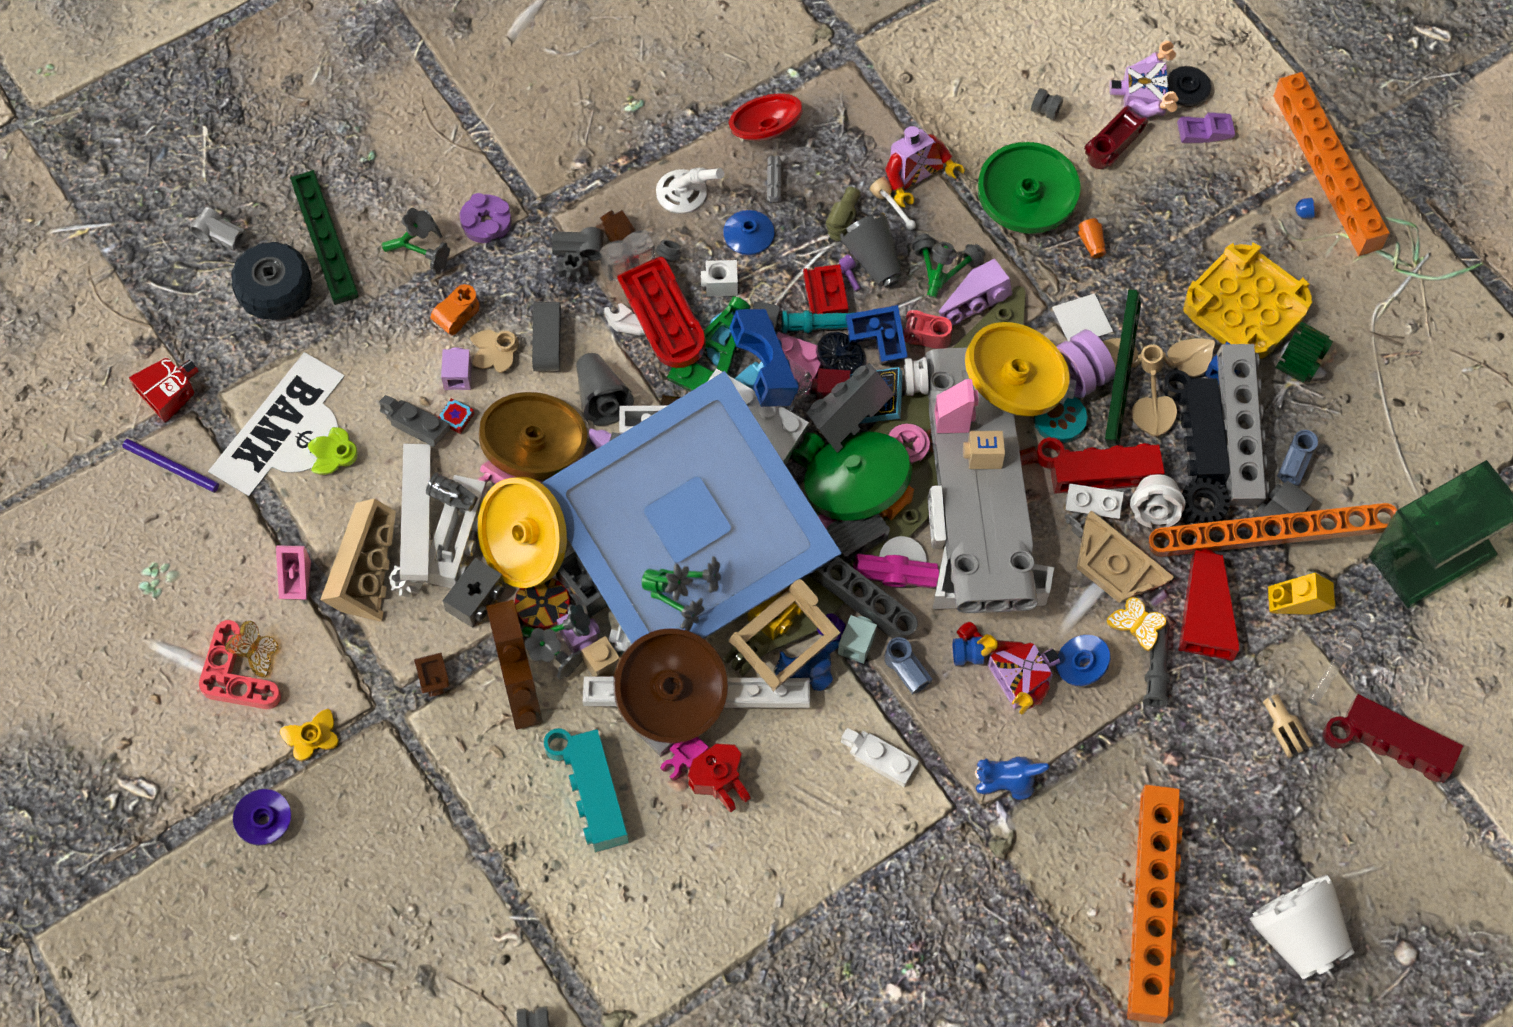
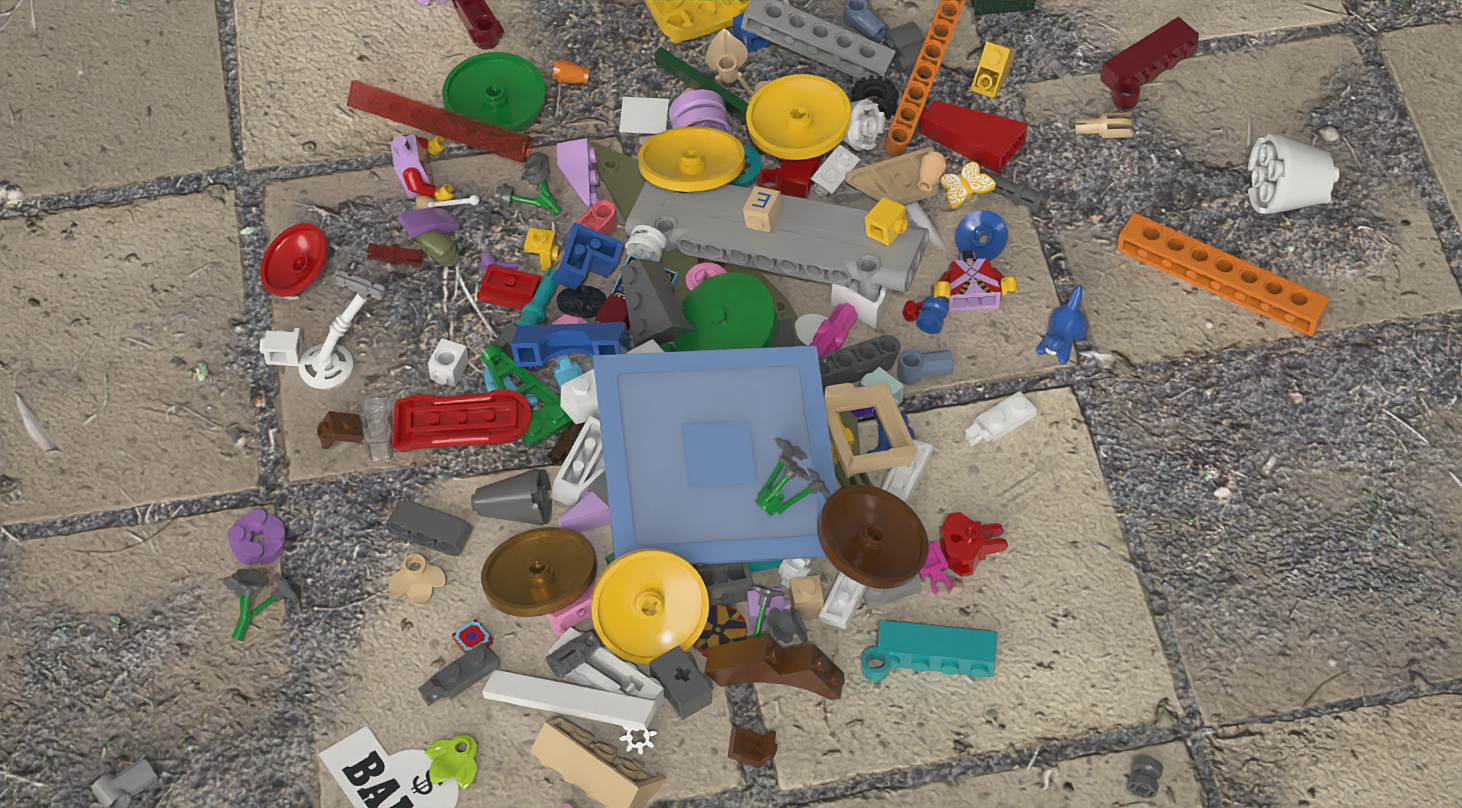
camera: 65 degrees left, 10 degrees down
(271, 280) = (222, 749): black wheel -> none
(324, 237) = (190, 691): dark green tile -> none
(456, 310) = (354, 596): orange piece -> none
(456, 369) = (422, 617): lavender brick -> none
(573, 267) = (364, 479): dark grey gear -> none
(587, 242) = (340, 461): dark grey piece -> none
(623, 321) = (445, 460): white piece -> none
(669, 250) = (393, 392): dark grey plate -> none
(678, 150) = (282, 347): none -> white brick
(748, 240) = (408, 335): blue dish -> none
(817, 190) = (394, 254): none -> clear red pin
(862, 196) = (426, 220): none -> medium lavender slope
(874, 248) = (490, 230): dark grey cone -> none
(877, 293) = (544, 244): none -> yellow bracket
(936, 517) = (798, 281): white tile -> none
(956, 408) = (711, 212): bright pink slope -> none
(972, 159) = (439, 121): none -> clear red tile
(1016, 558) = (886, 221): none -> yellow brick
(1047, 104) = (411, 50): dark grey wheel -> none
(1122, 441) = (798, 117): none -> yellow dish
(1132, 584) = (931, 169): none -> light nougat cone
(1203, 426) = (781, 60): black hinge -> none

